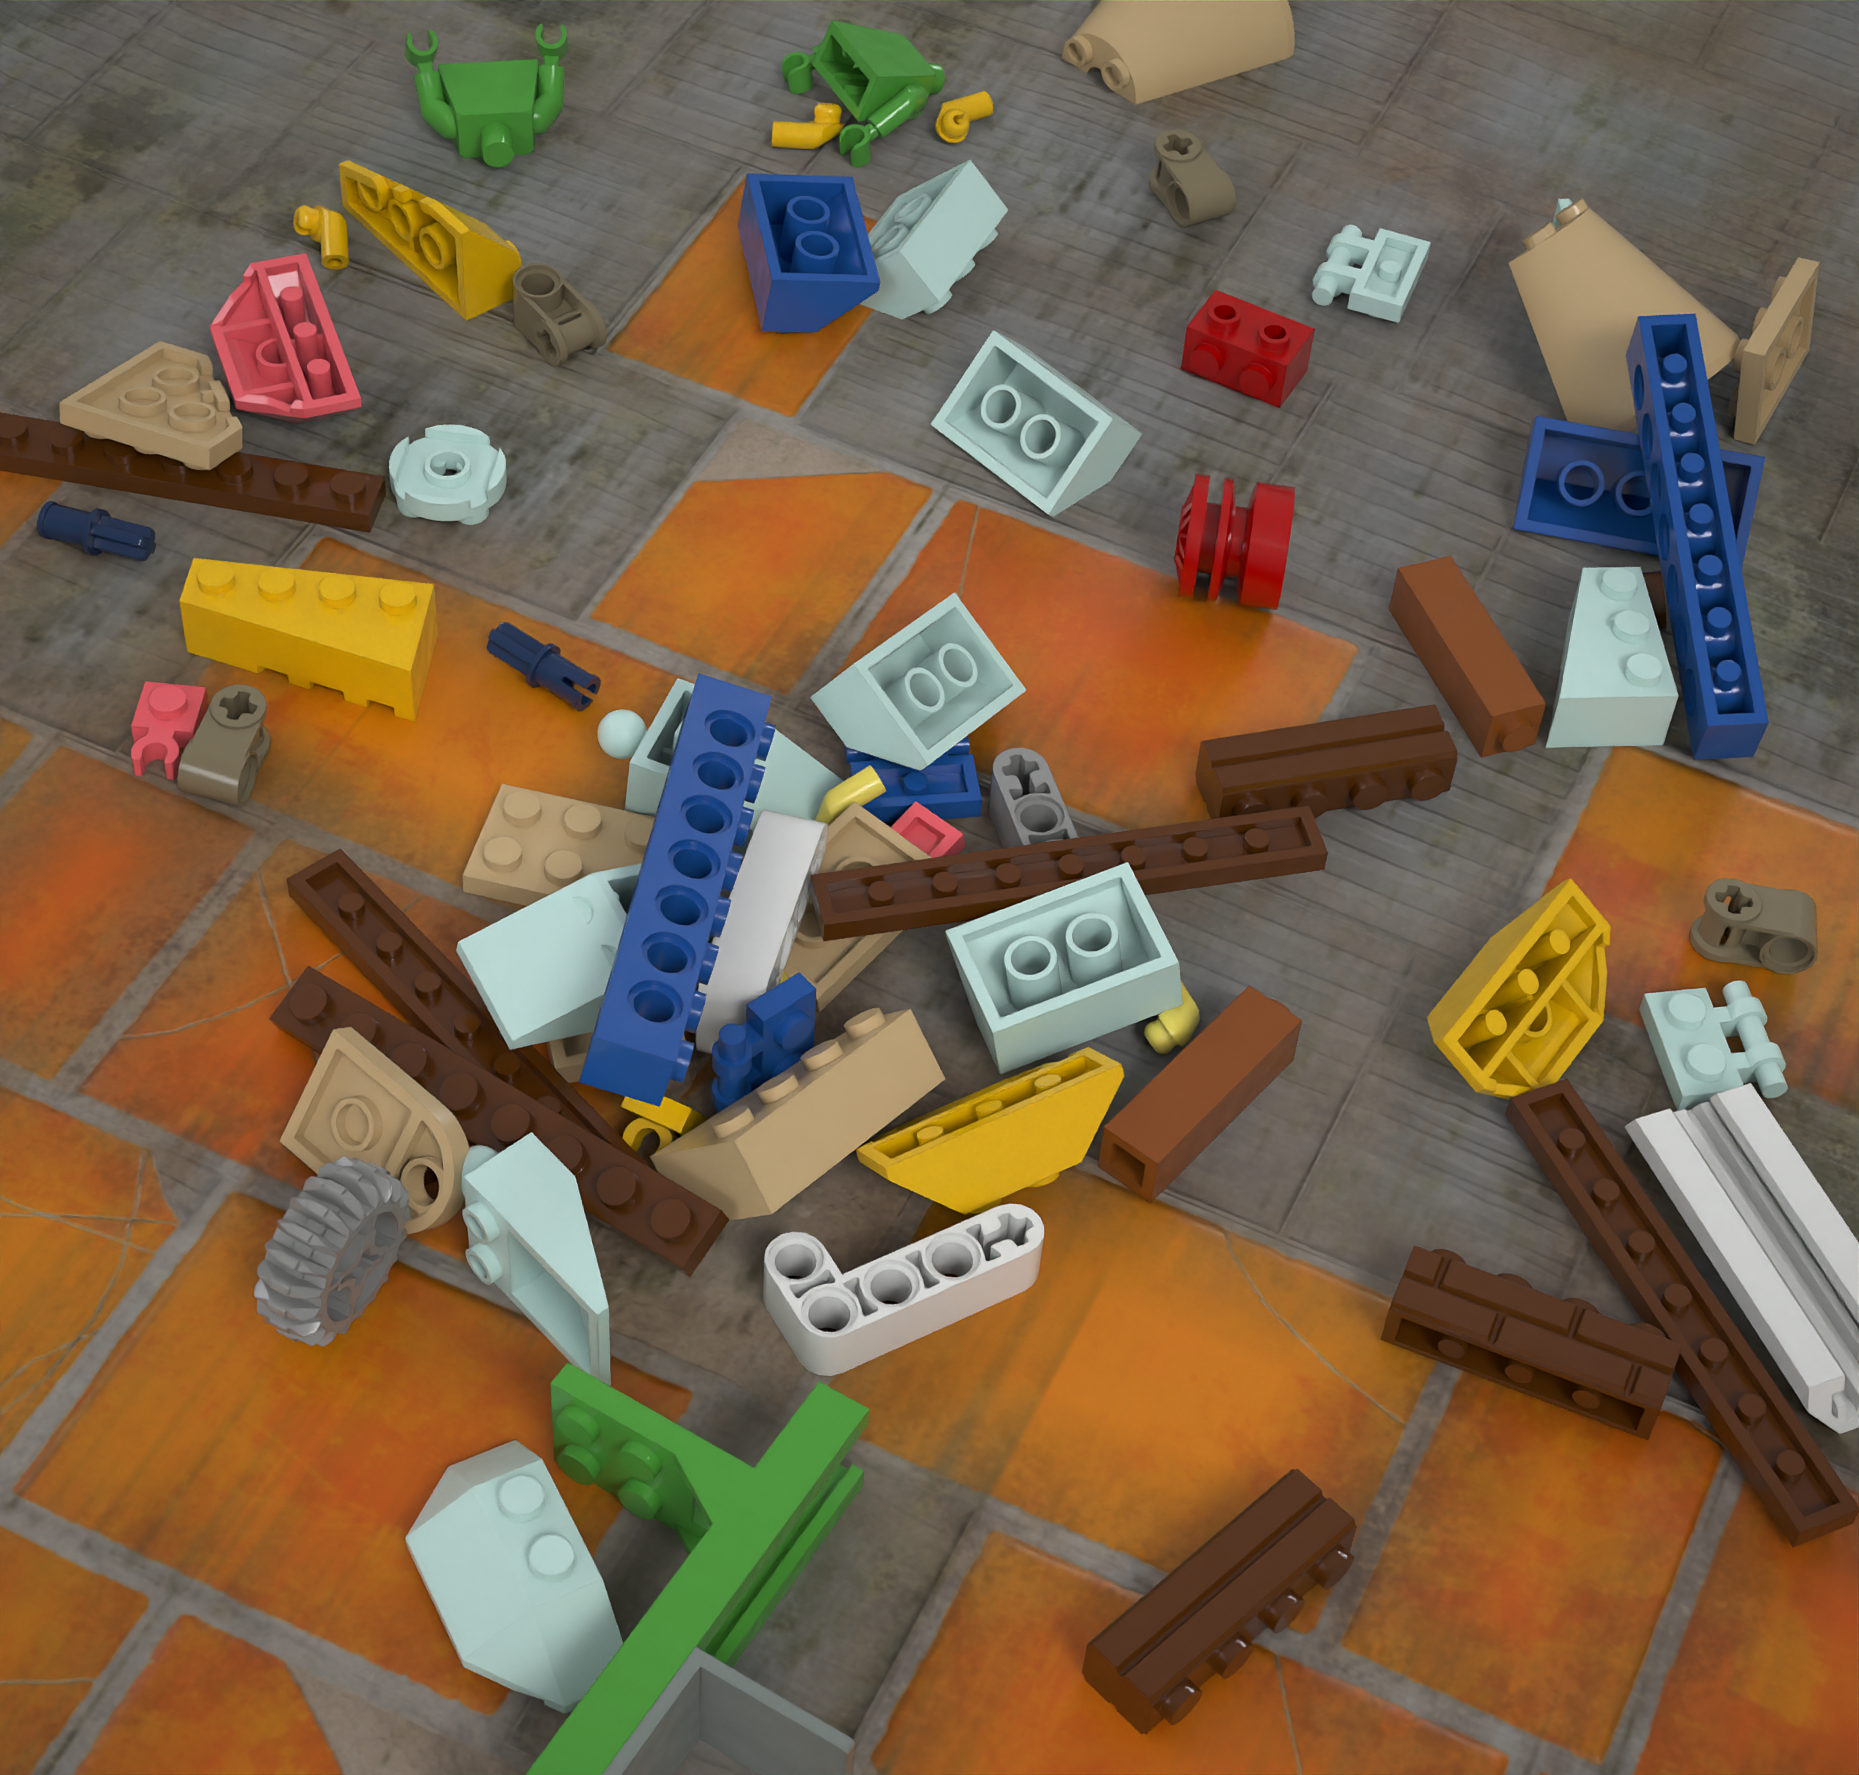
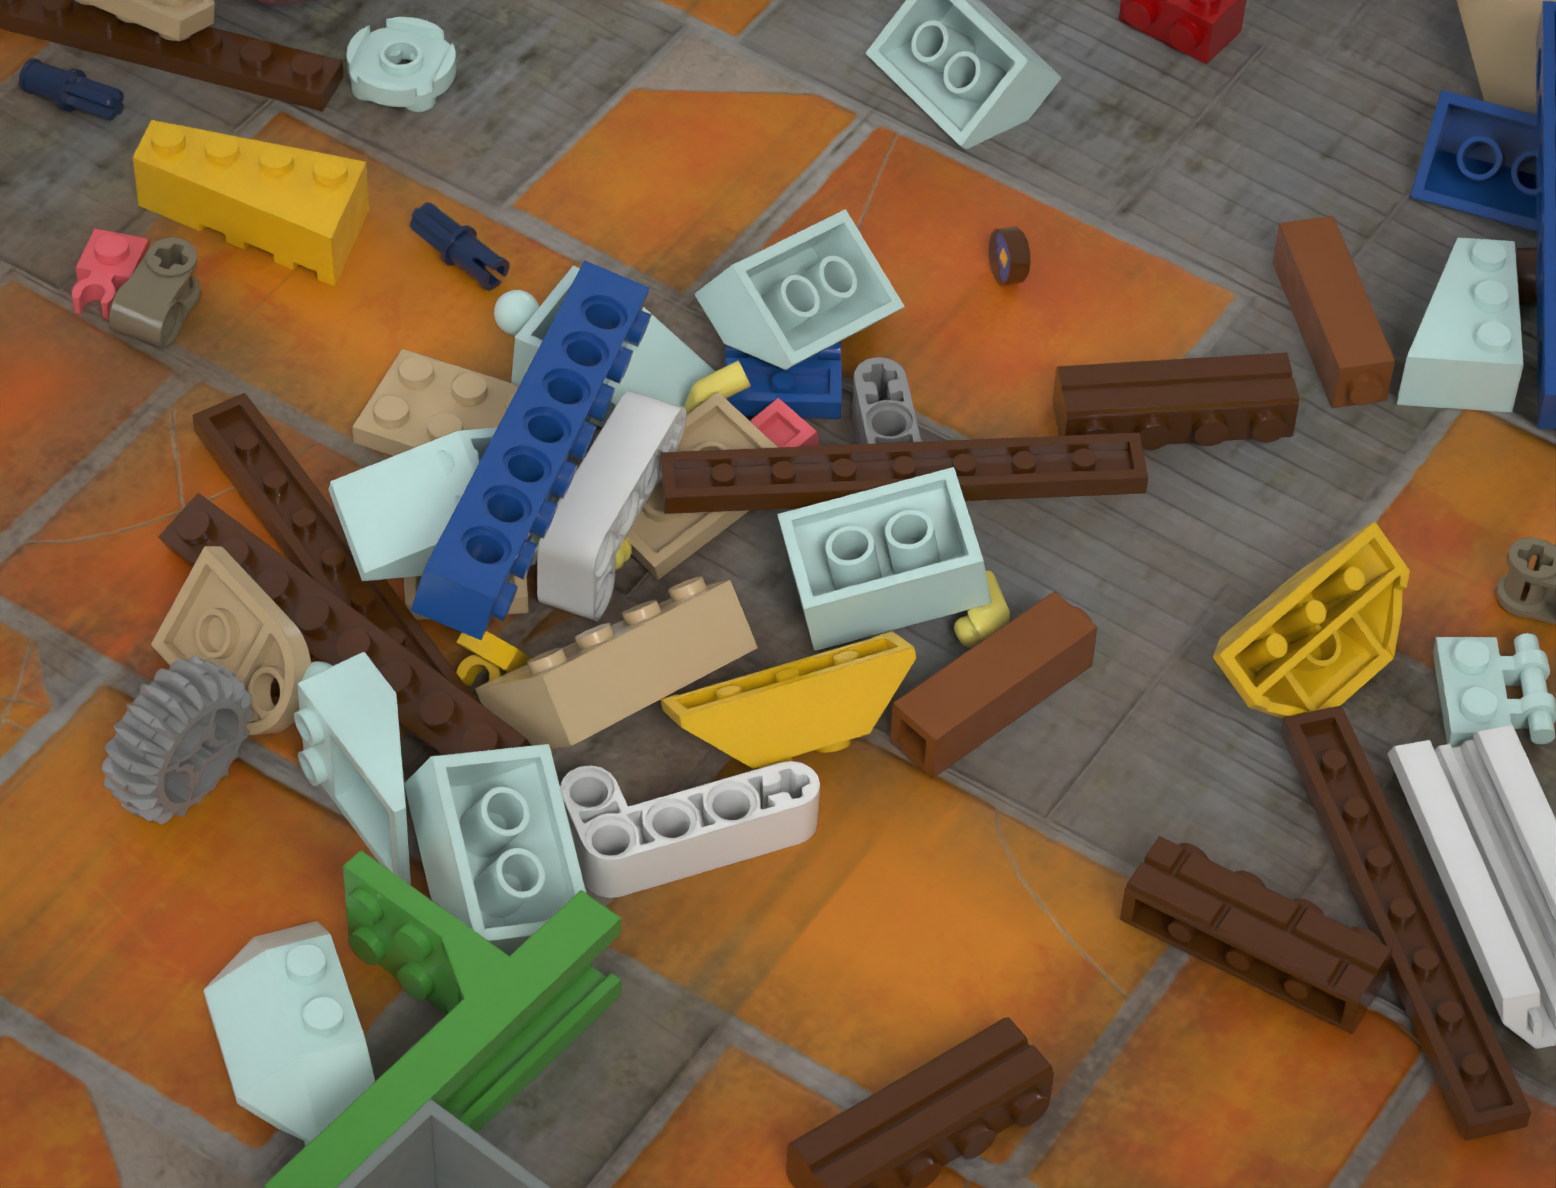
camera: 10 degrees right, 0 degrees up
(710, 1334) = (495, 840): none -> light aqua slope
(769, 1042) = (603, 589): blue plate -> none
(1123, 626) = (1009, 255): none -> reddish brown tile
(1235, 541) = (1126, 185): red wheel -> none

